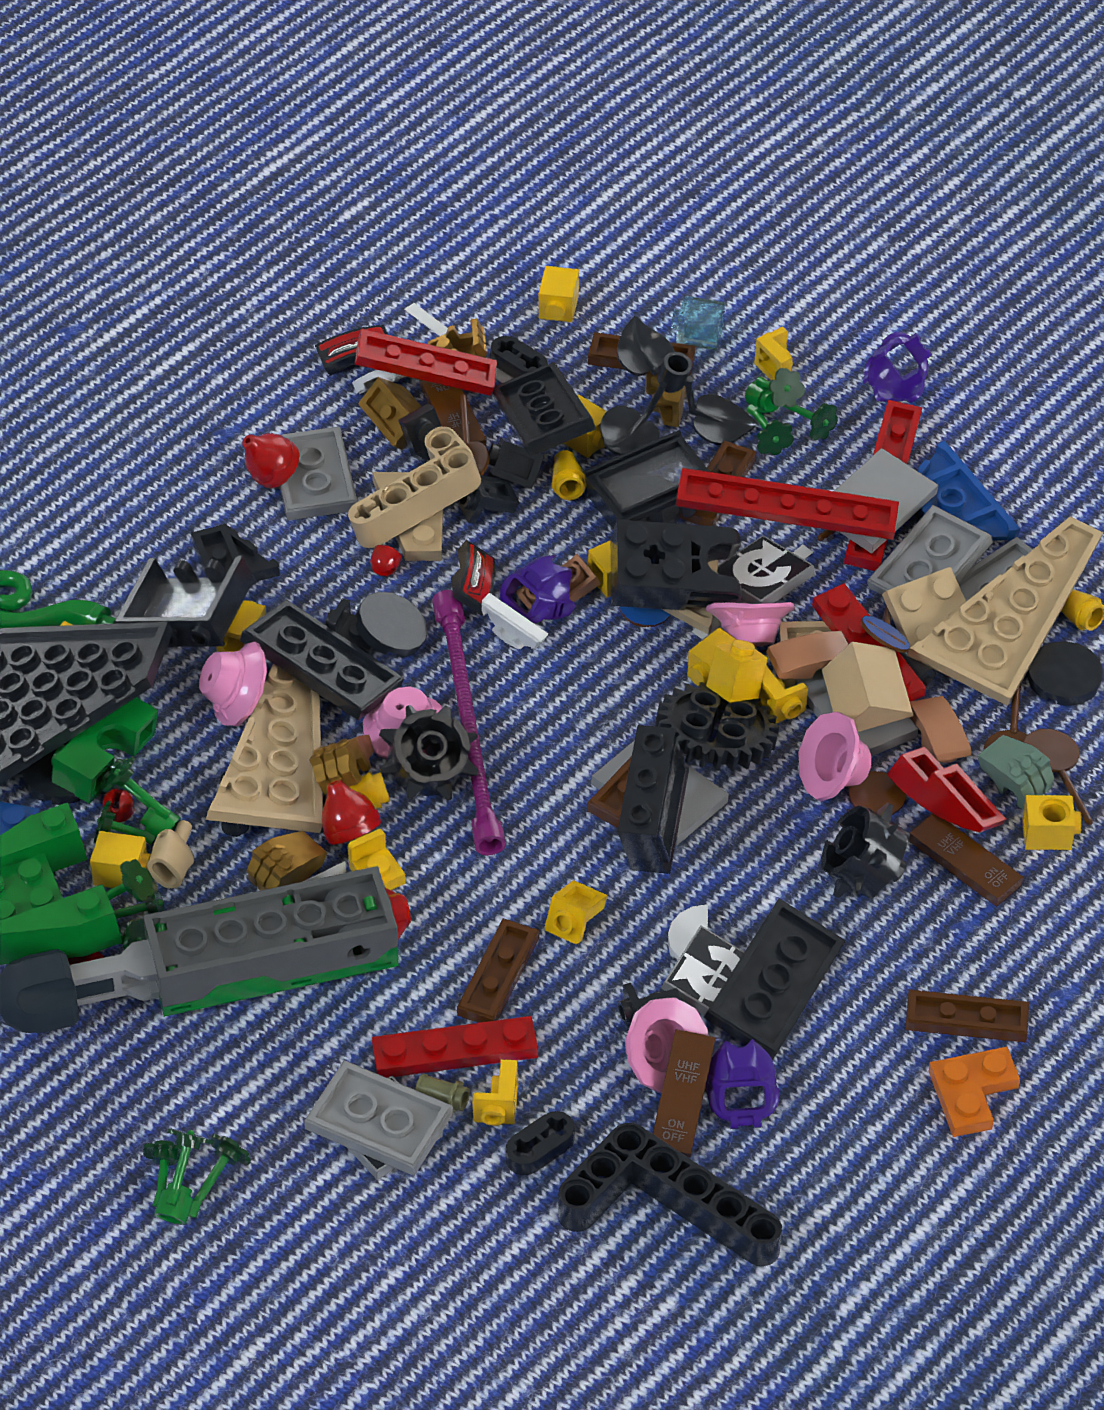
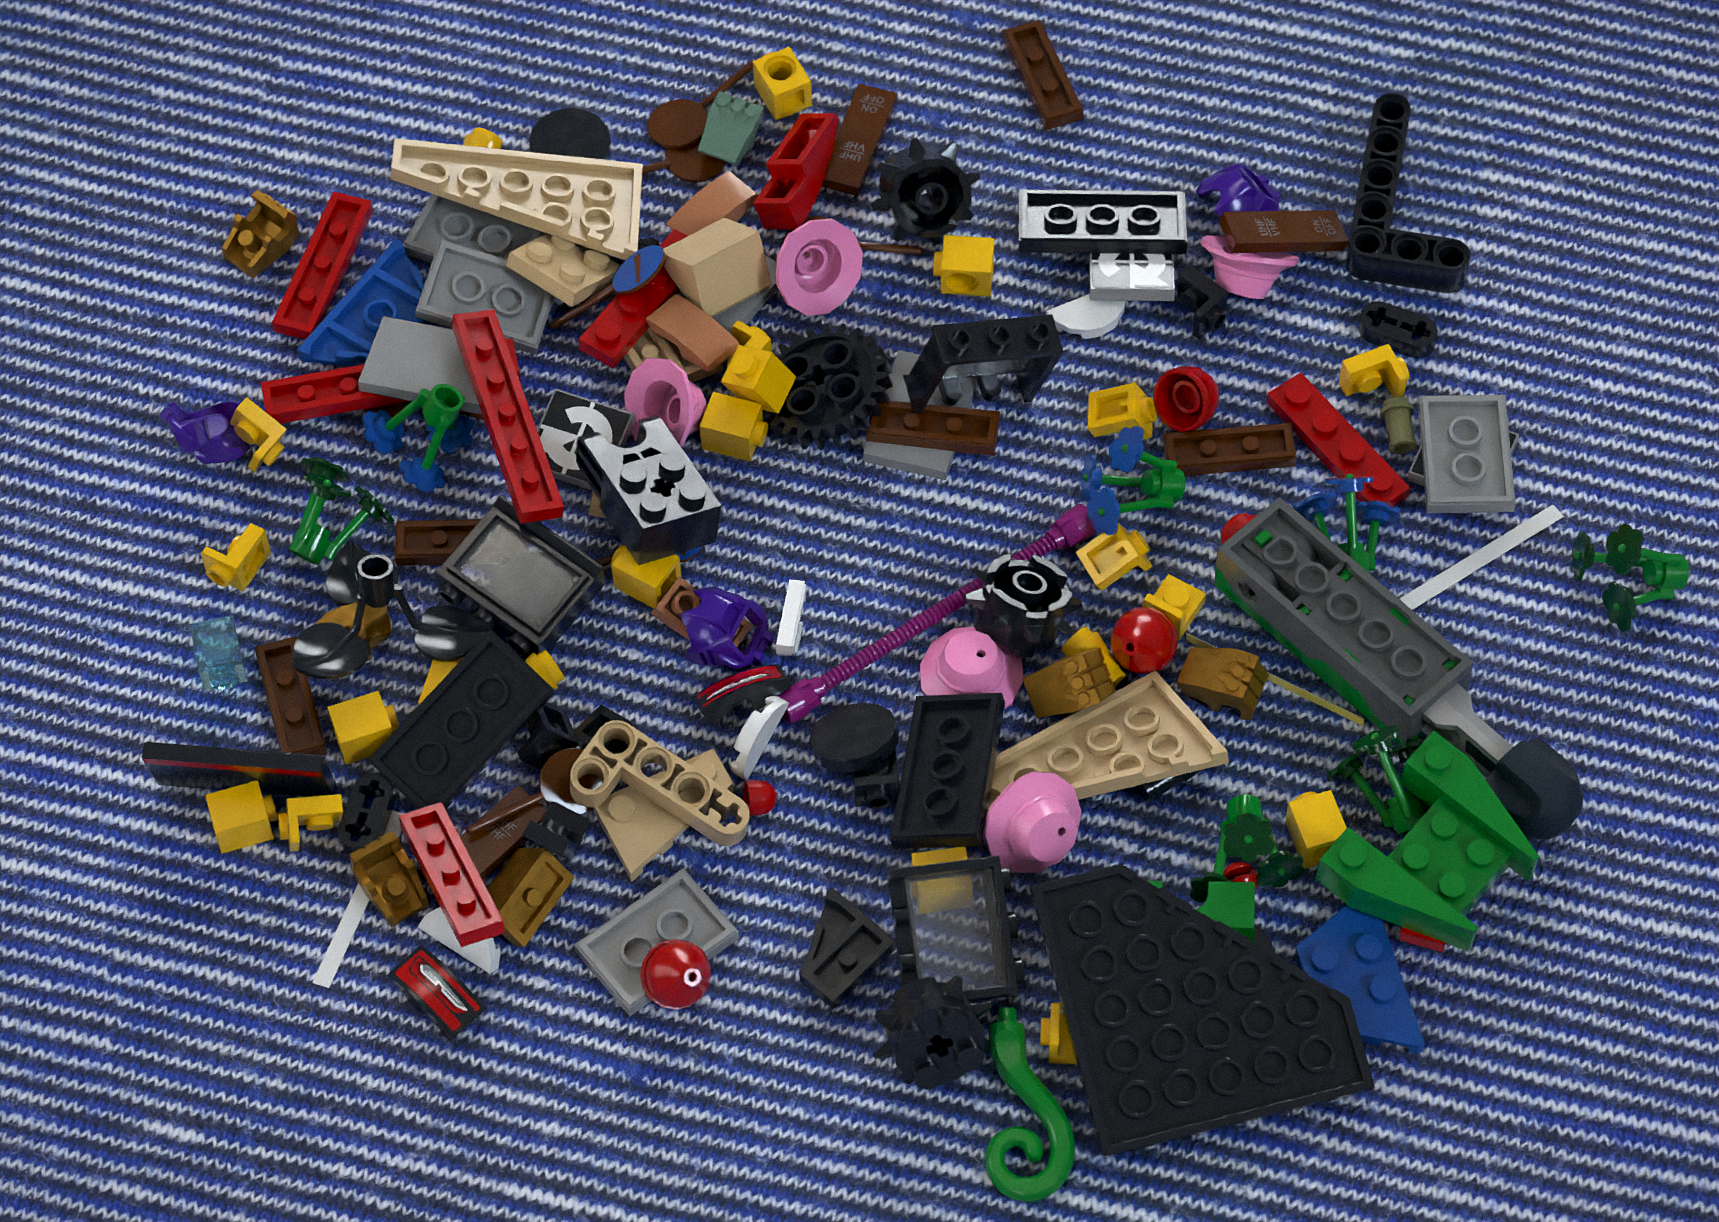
camera: 115 degrees left, 10 degrees up
(116, 557) = (933, 1032): none -> black brick
(171, 856) = (1280, 783): tan piece -> none
(286, 1100) = (1481, 557): none -> white sticker
(377, 979) = (1374, 513): none -> plant
(422, 564) = (756, 735): none -> white tile
(443, 850) = (1114, 555): none -> yellow bracket
(491, 899) = (1162, 483): none -> plant
(533, 322) = (315, 812): none -> yellow bracket
(556, 955) = (1185, 398): none -> red helmet
(585, 291) = (229, 767): none -> black tile
(588, 372) = (362, 725): none -> yellow brick
(783, 867) = (965, 265): none -> yellow brick
(816, 469) = (443, 422): none -> plant
(875, 398) = (258, 428): none -> yellow bracket
(965, 1081) = (1120, 51): orange plate -> none
(1021, 483) = (322, 265): none -> red plate
(1073, 459) = (260, 236): none -> pearl gold hand

